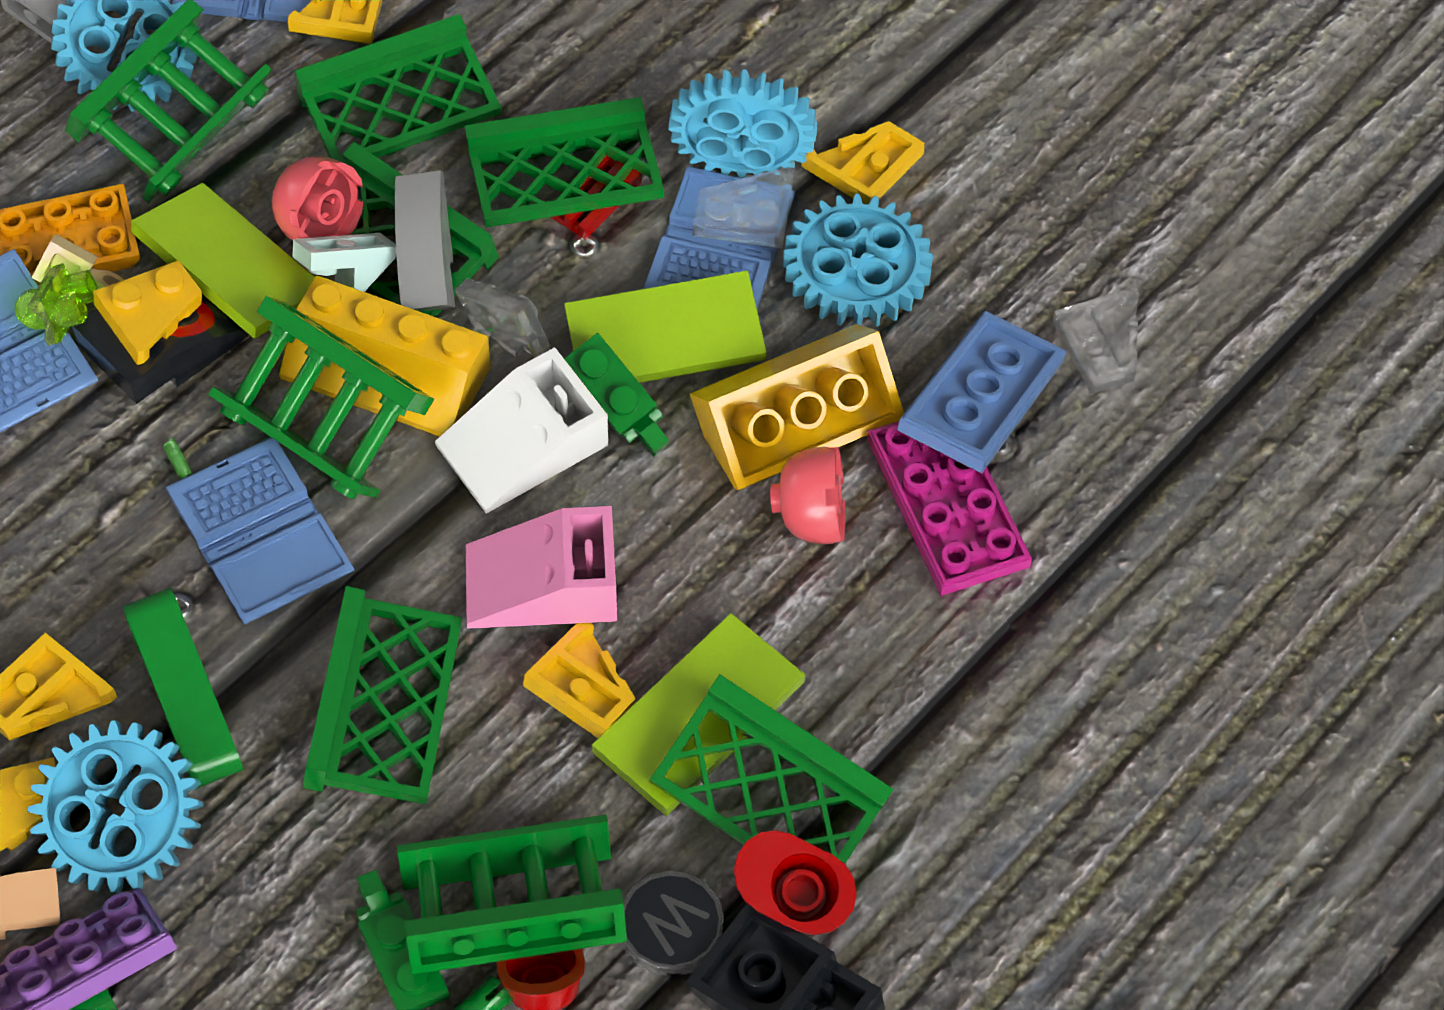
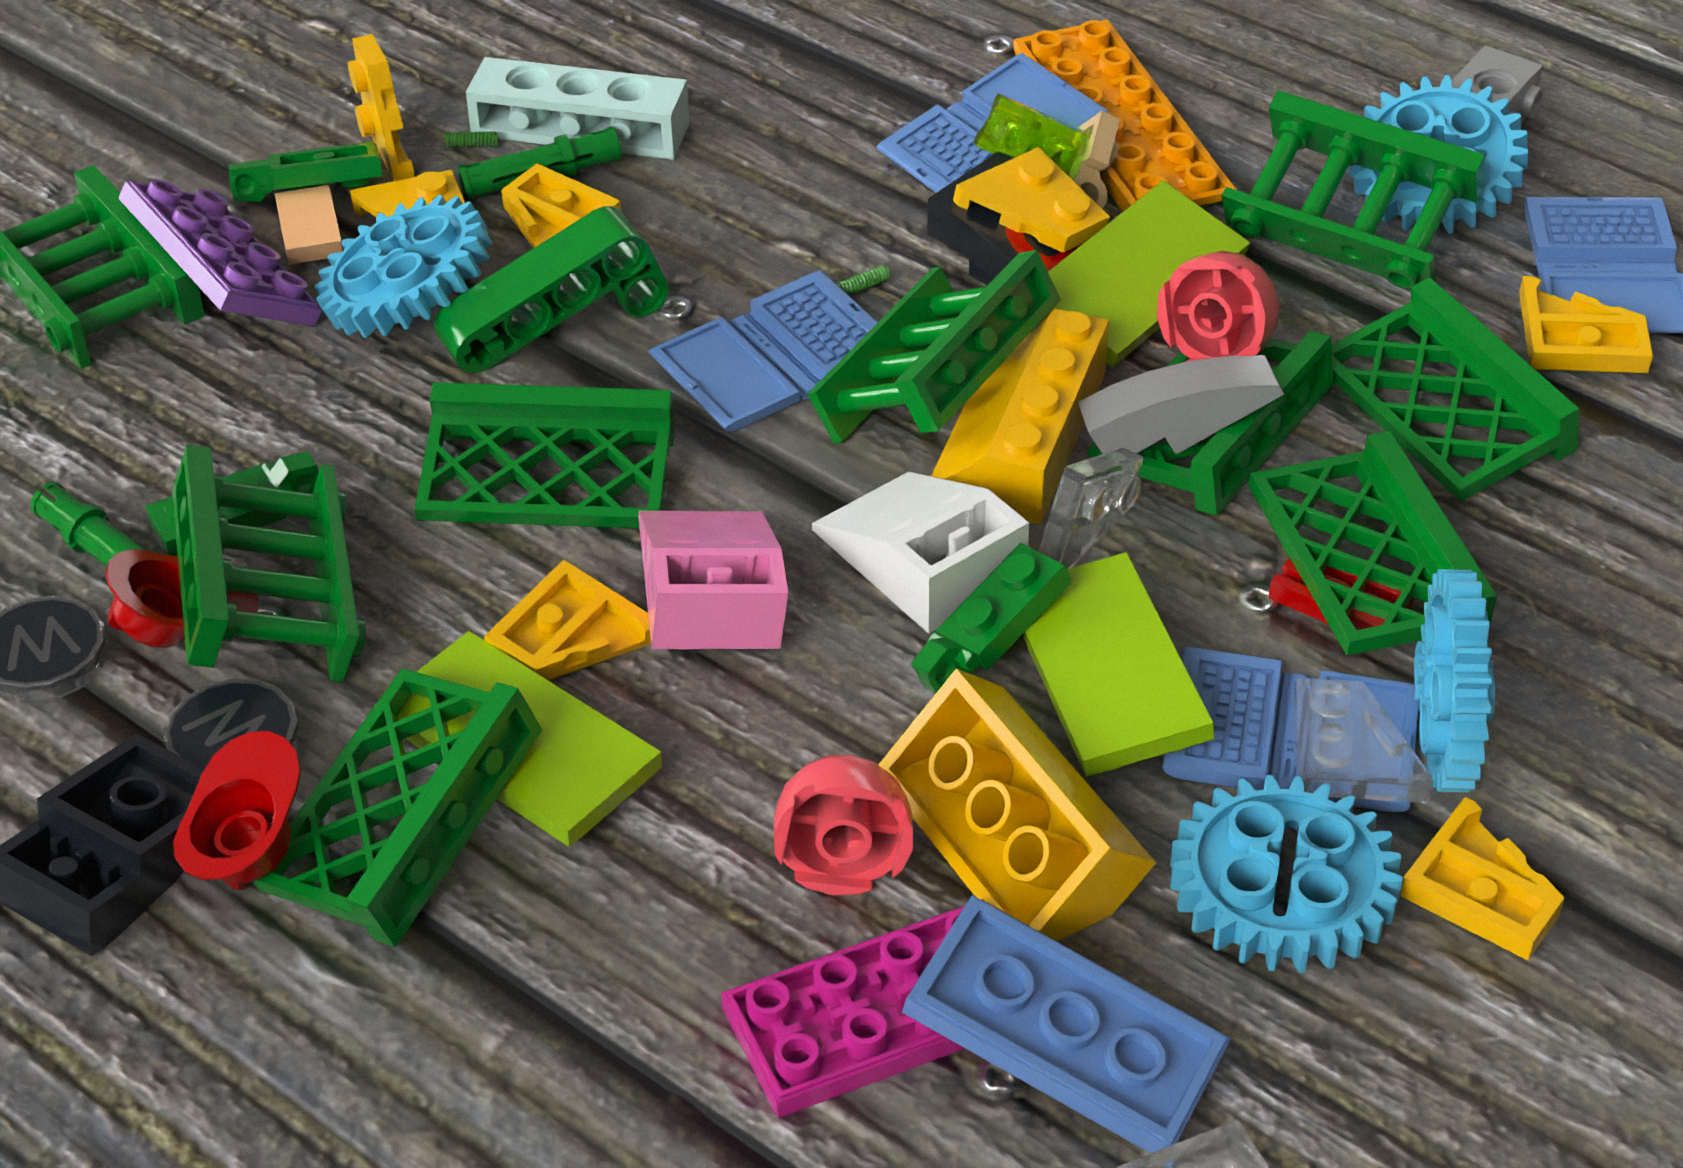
camera: 90 degrees right, 15 degrees down
(352, 258) = (1144, 331): light aqua slope -> none

